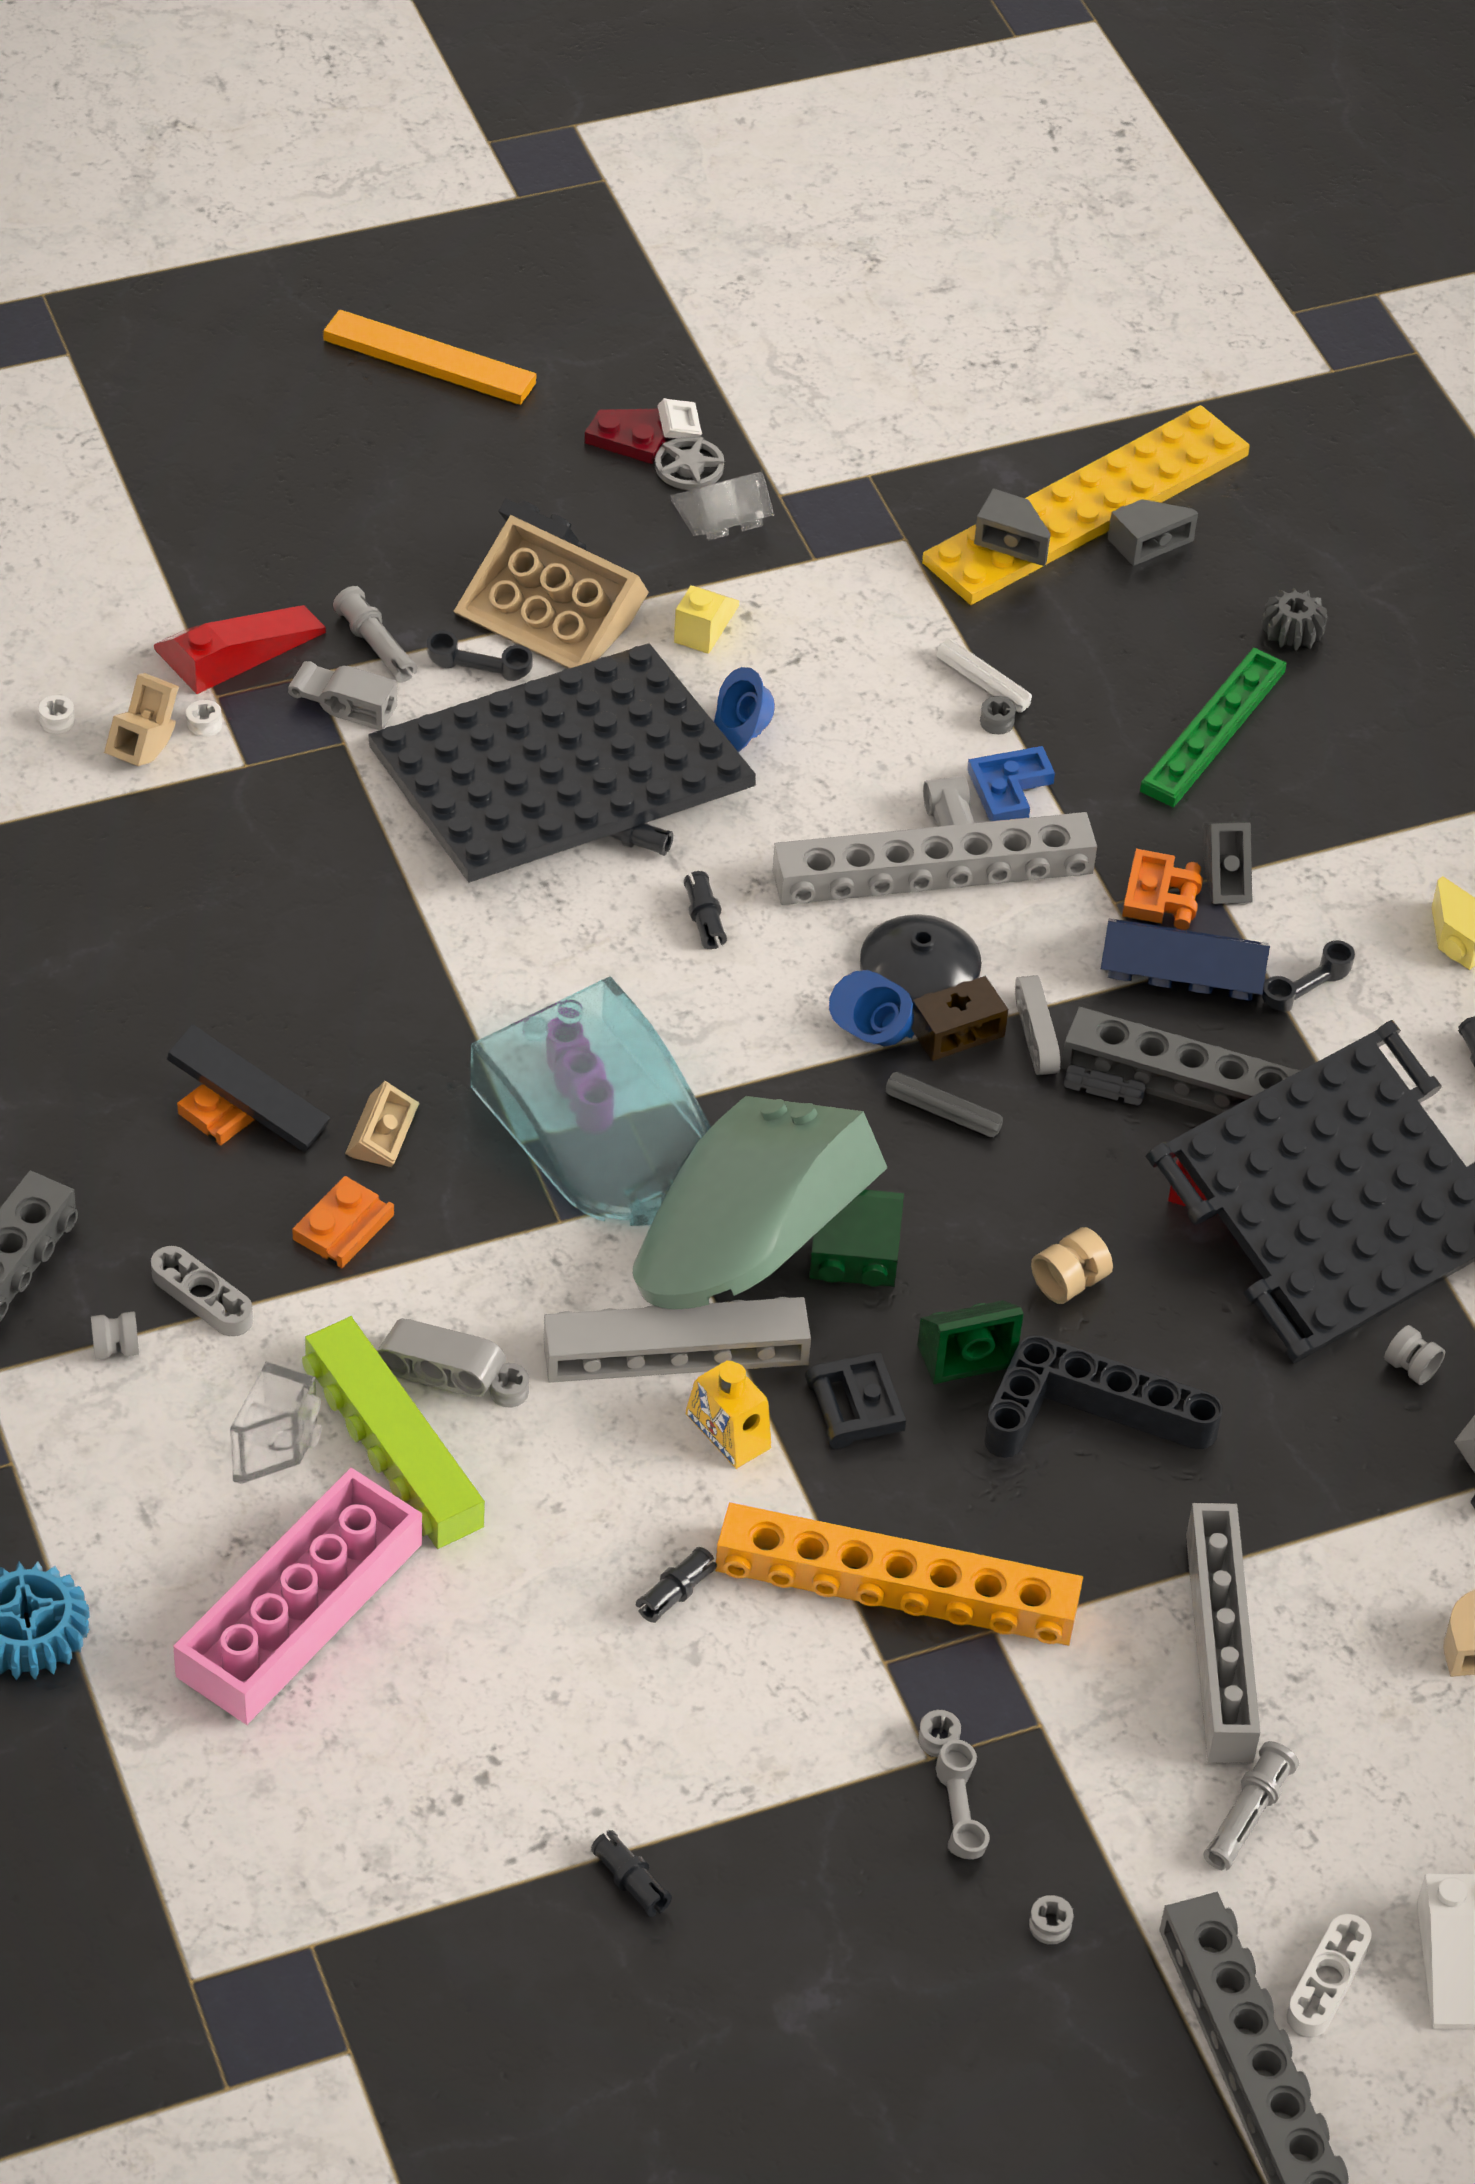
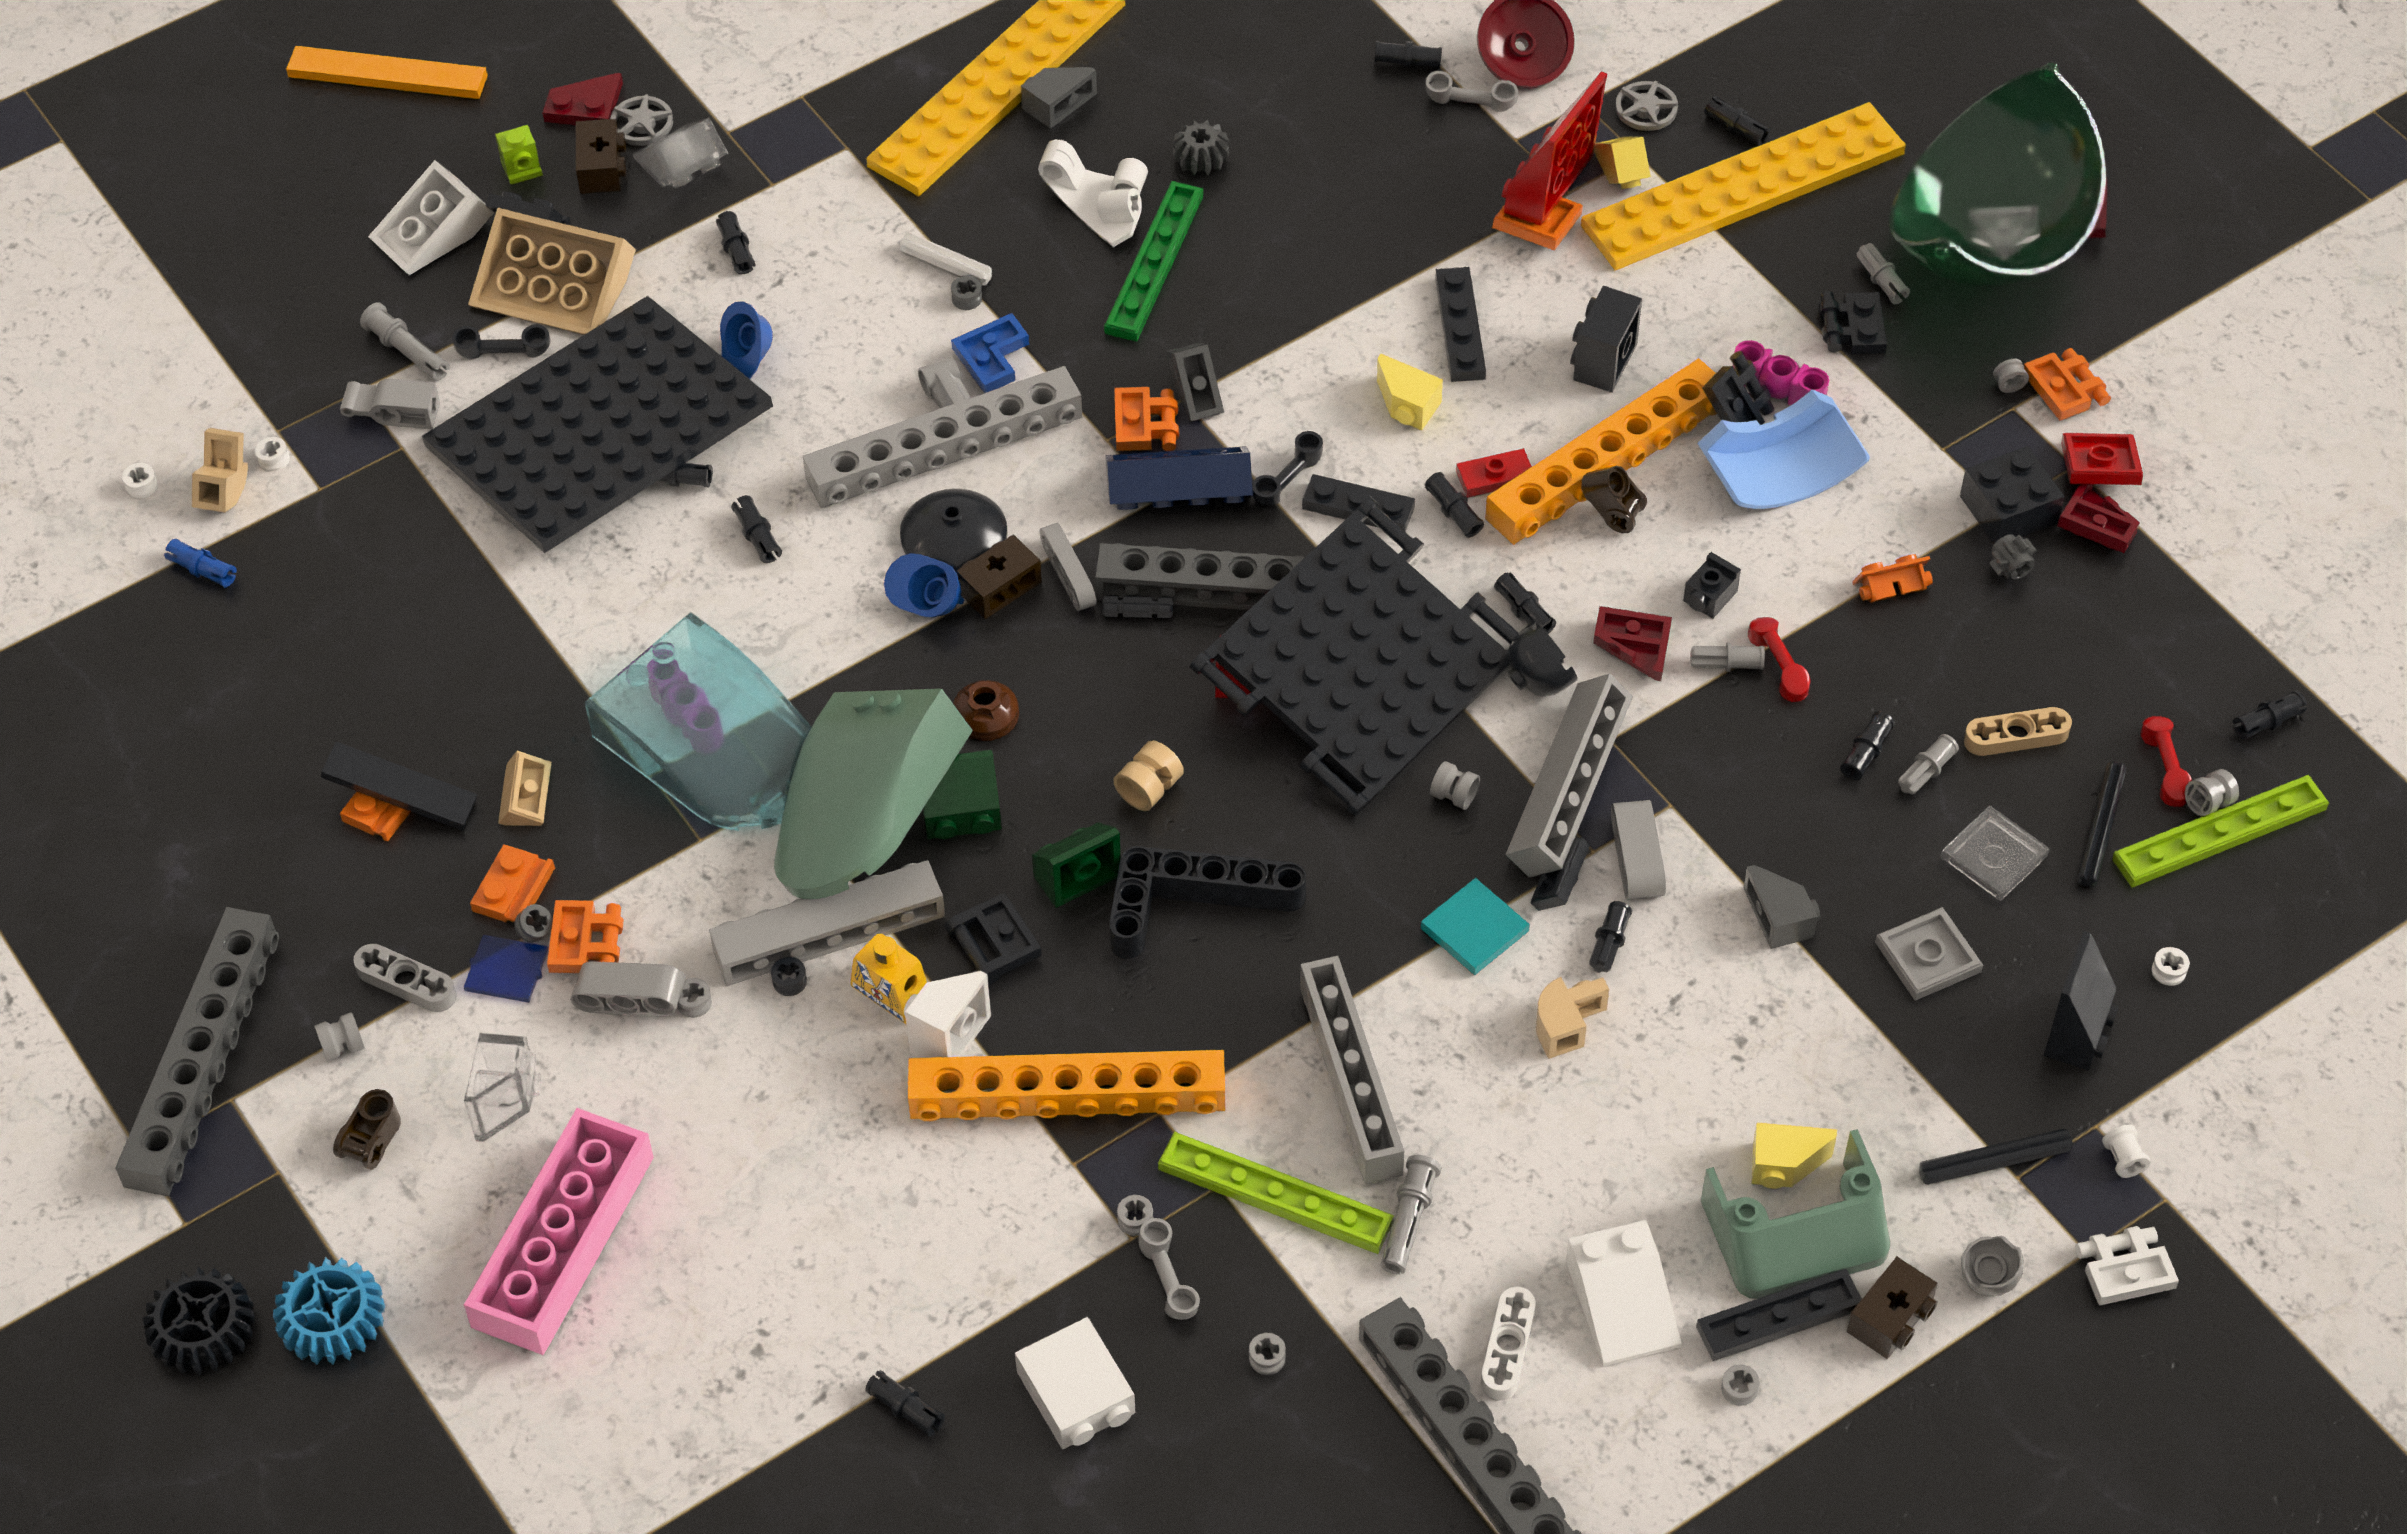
camera: 10 degrees left, 5 degrees up
(98, 812) = (200, 562): none -> blue pin
(116, 1444) = (368, 1136): none -> dark brown piece
(229, 647) = (276, 384): red wedge -> none
(311, 1303) = (505, 968): none -> clear blue piece
(364, 1258) = (539, 914): none -> dark grey bush
(393, 1432) = (603, 1064): lime brick -> none
(395, 1287) = (572, 935): none -> orange plate
(436, 515) = (430, 220): none -> white slope
(548, 468) = (518, 154): none -> lime brick
(617, 1397) = (788, 966): none -> black bush
(633, 488) = (599, 156): none -> dark brown brick
(676, 1584) = (880, 1140): black pin -> none
(679, 419) = (623, 82): white tile -> none
(702, 618) = (689, 262): light yellow slope -> none
(758, 609) = (735, 242): none -> black pin
(784, 1466) = (947, 1015): none -> white slope
(827, 1898) = (1075, 1383): none -> white brick
(911, 1167) = (990, 720): none -> reddish brown piece
(944, 1104) = (1005, 656): dark grey axle -> none
(1012, 527) = (939, 120): dark grey slope -> none
(1105, 1748) = (1276, 1192): none -> lime tile
(1171, 654) = (1101, 201): none -> white panel
(1355, 1019) = (1342, 498): none -> black plate
(1401, 1512) = (1475, 926): none -> teal tile

